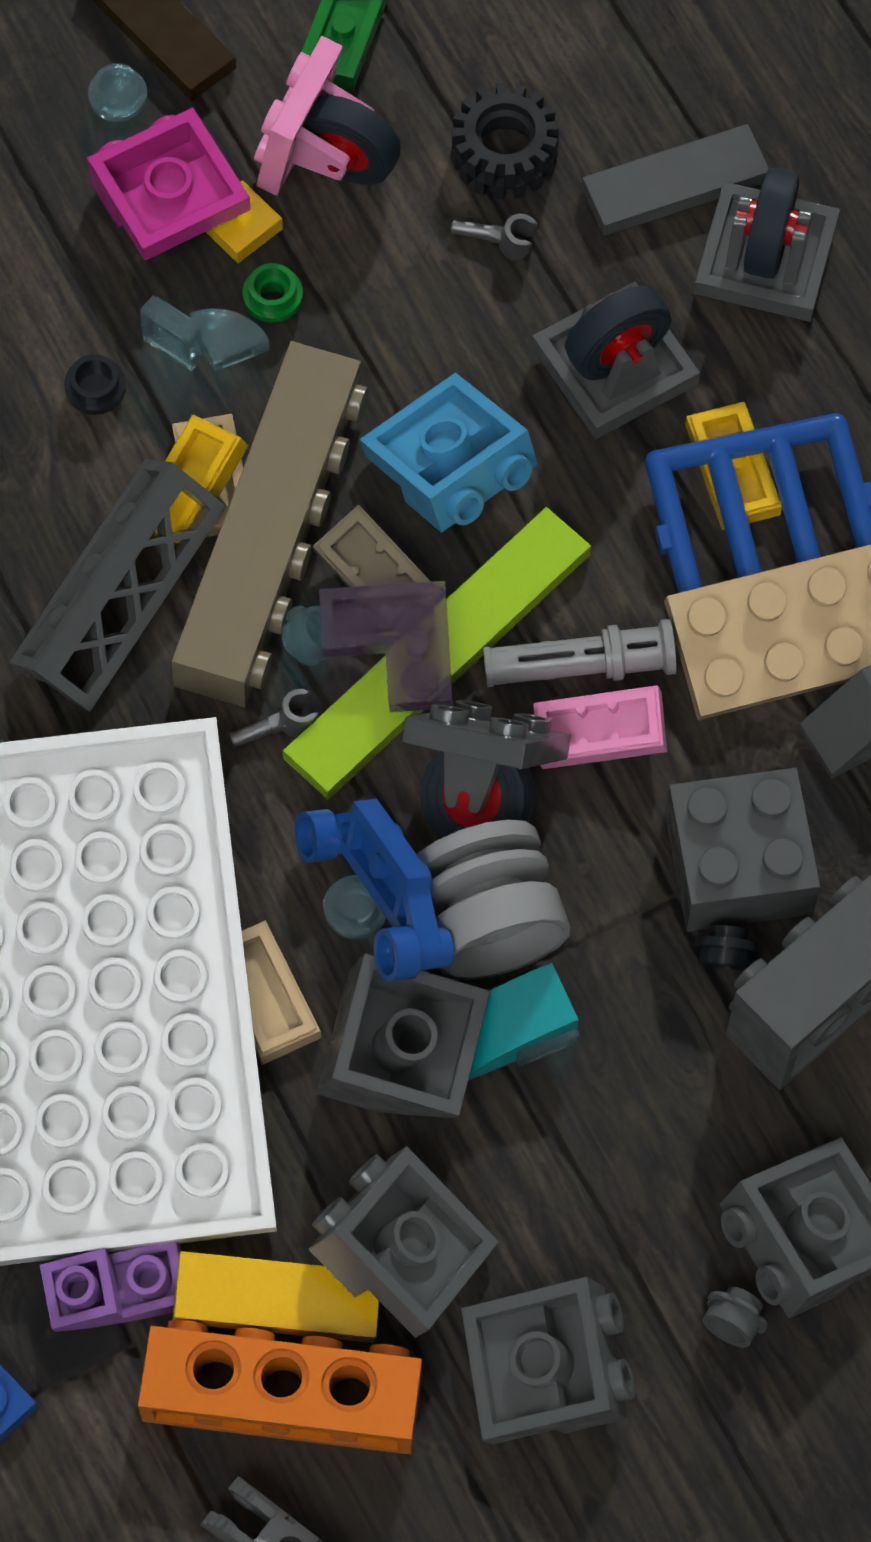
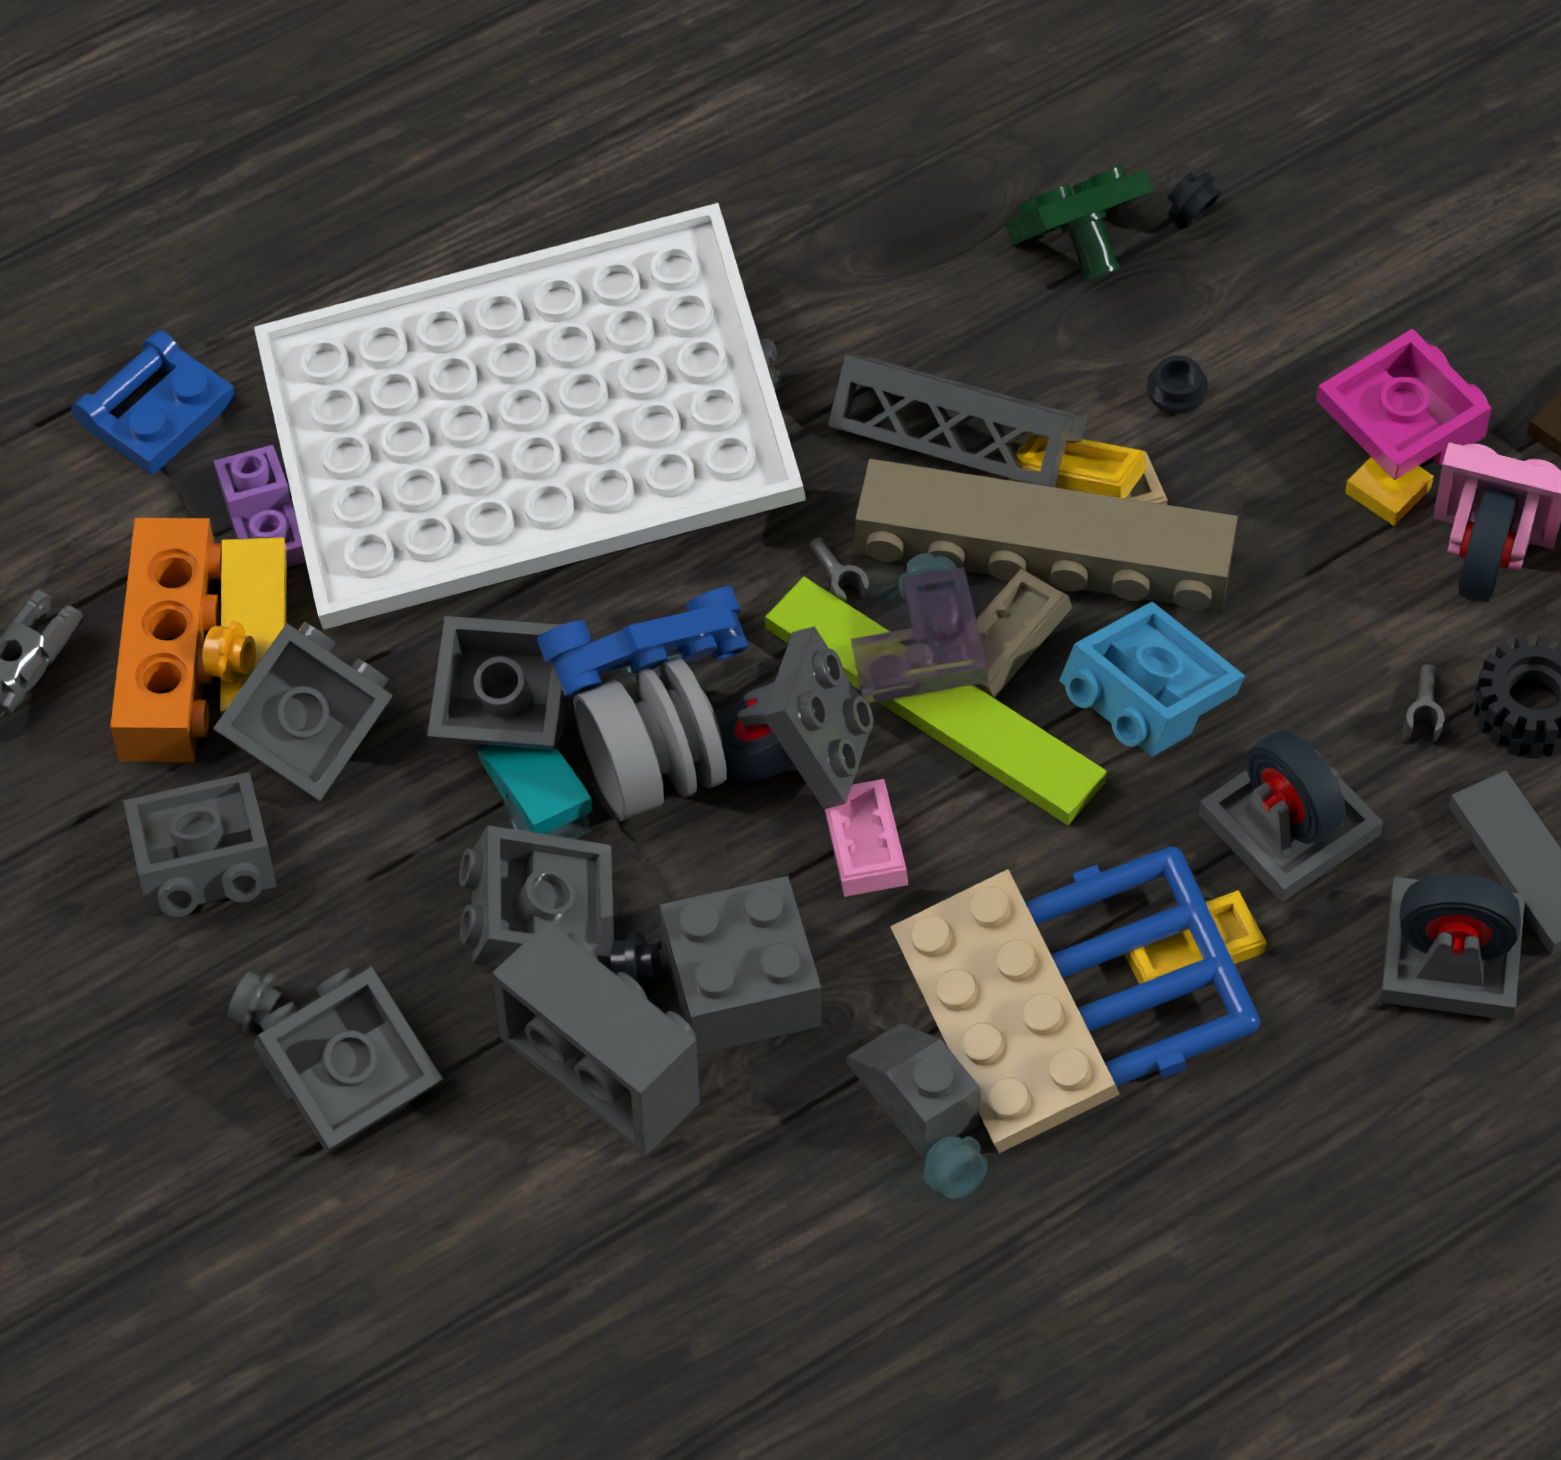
camera: 85 degrees right, 10 degrees down
(117, 93) = (1513, 364): clear light blue plate -> none
(172, 332) = (1242, 435): clear light blue tile -> none
(229, 337) = (1252, 487): clear light blue tile -> none
(272, 278) = (1310, 504): green plate -> none
(277, 1005) = (560, 593): tan tile -> none
(328, 1311) = (228, 652): none -> light orange plate
(611, 653) = (926, 757): light grey pin -> none
(650, 1032) = (533, 879): none -> dark grey plate

